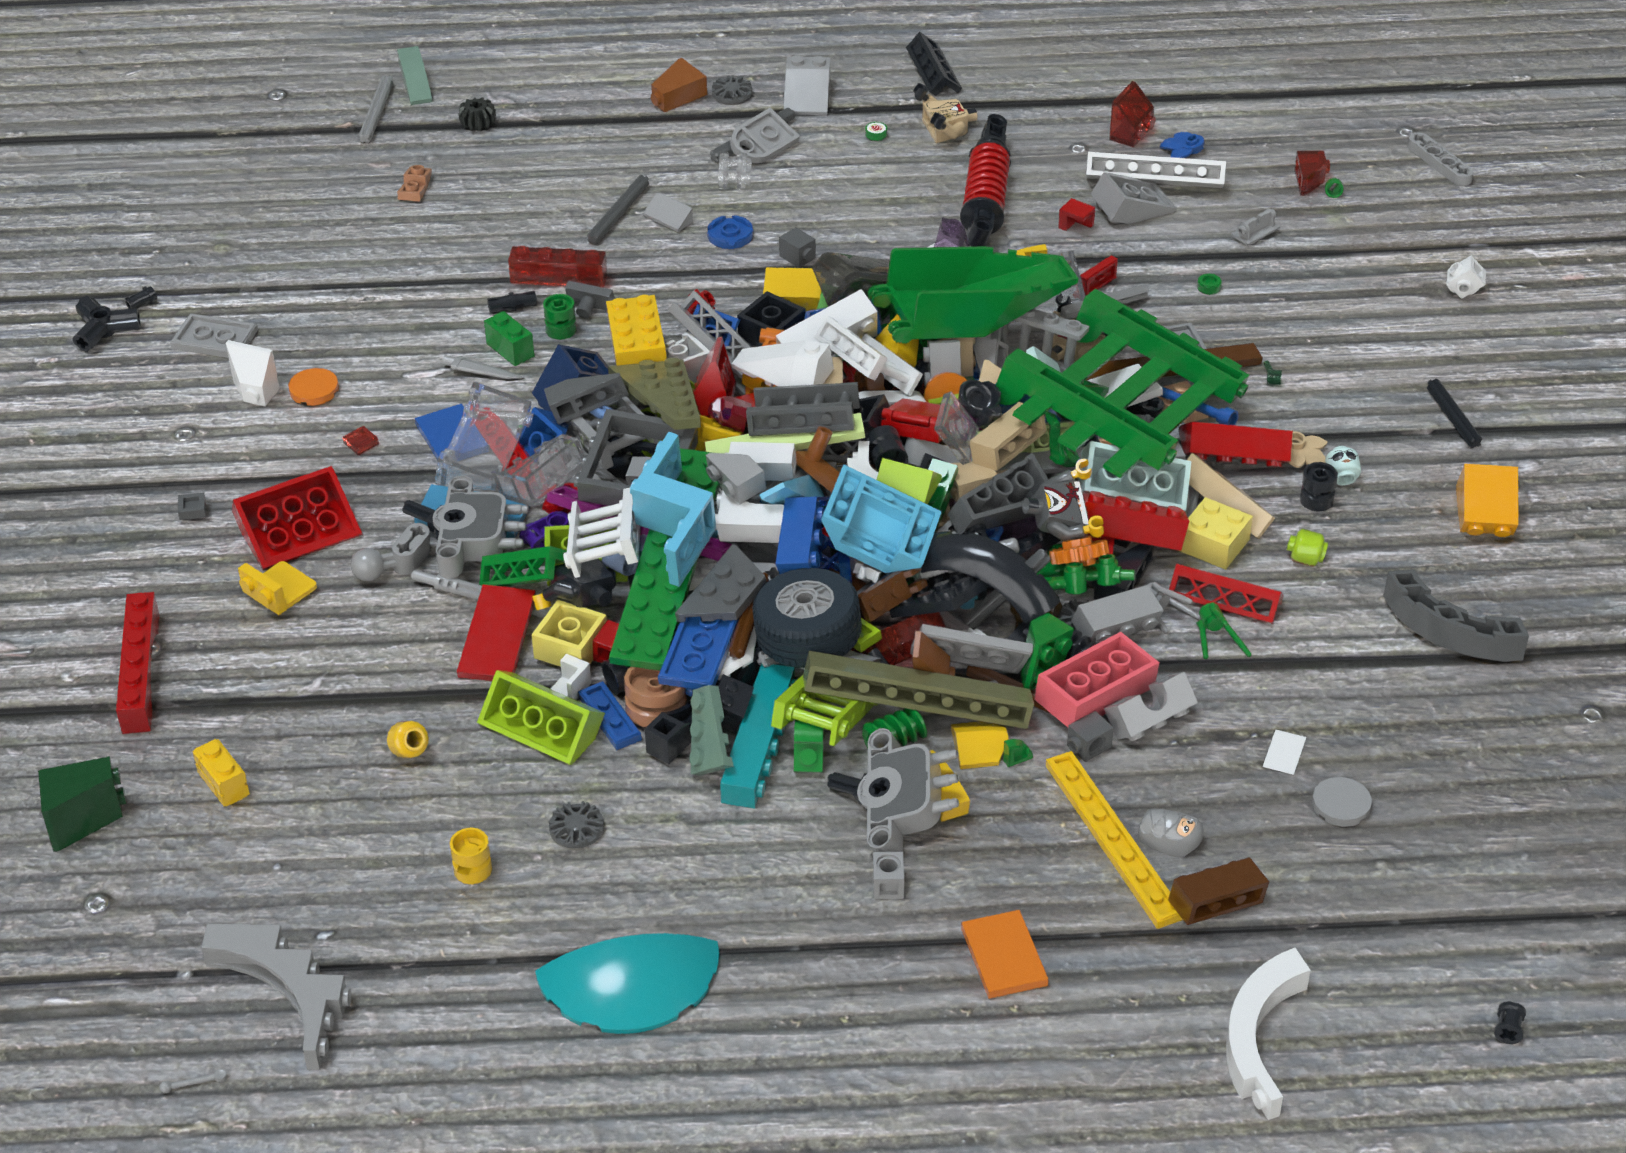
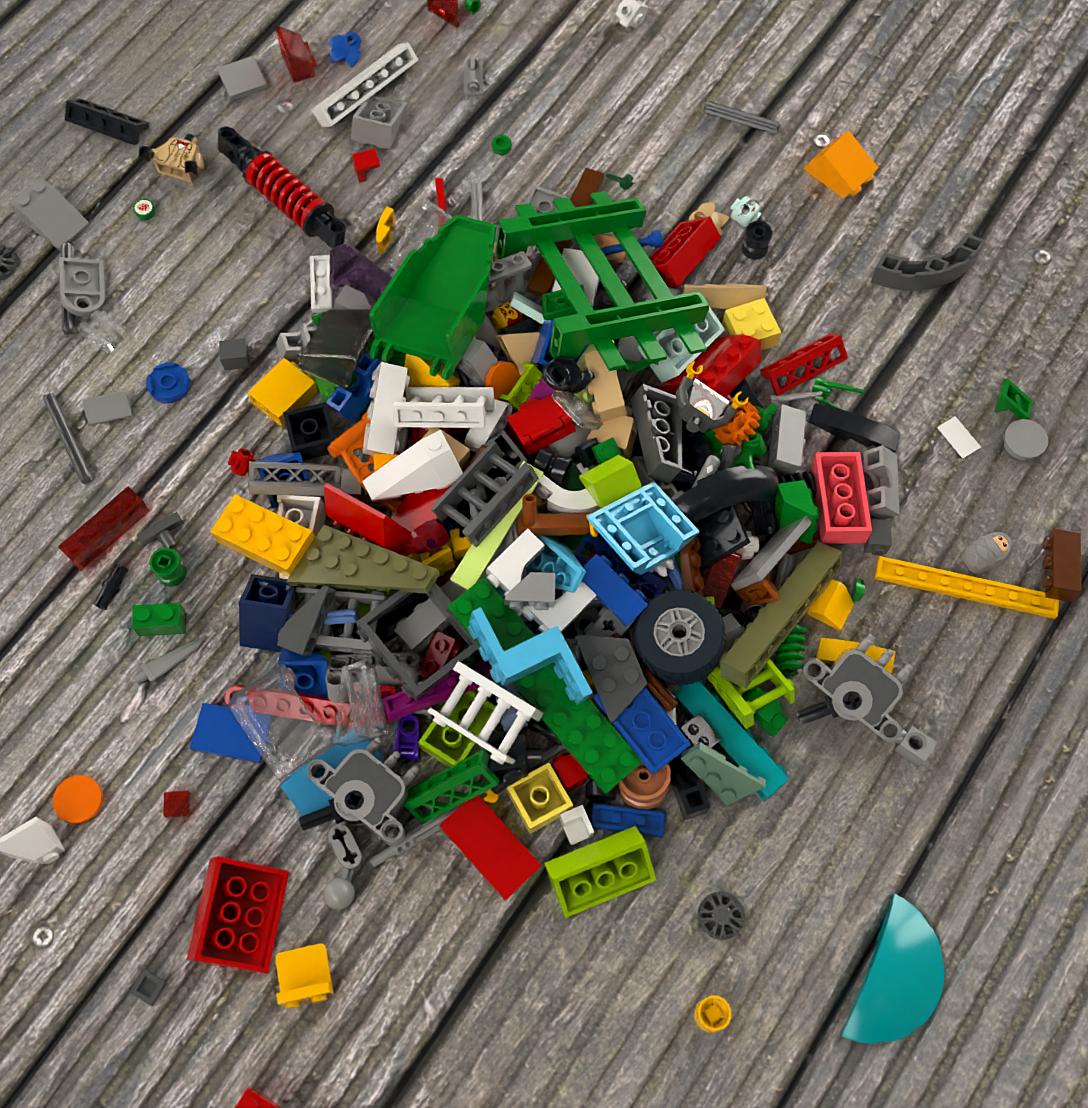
camera: 55 degrees left, 25 degrees up
(407, 739) = (558, 984): yellow head -> none
(1004, 954) = (1022, 723): orange tile -> none
(1072, 109) = (242, 78): none -> light grey tile
(1193, 658) = (853, 426): none -> black slope
(1307, 547) = (802, 288): lime head -> none
(1370, 755) = (1013, 399): none -> green slope

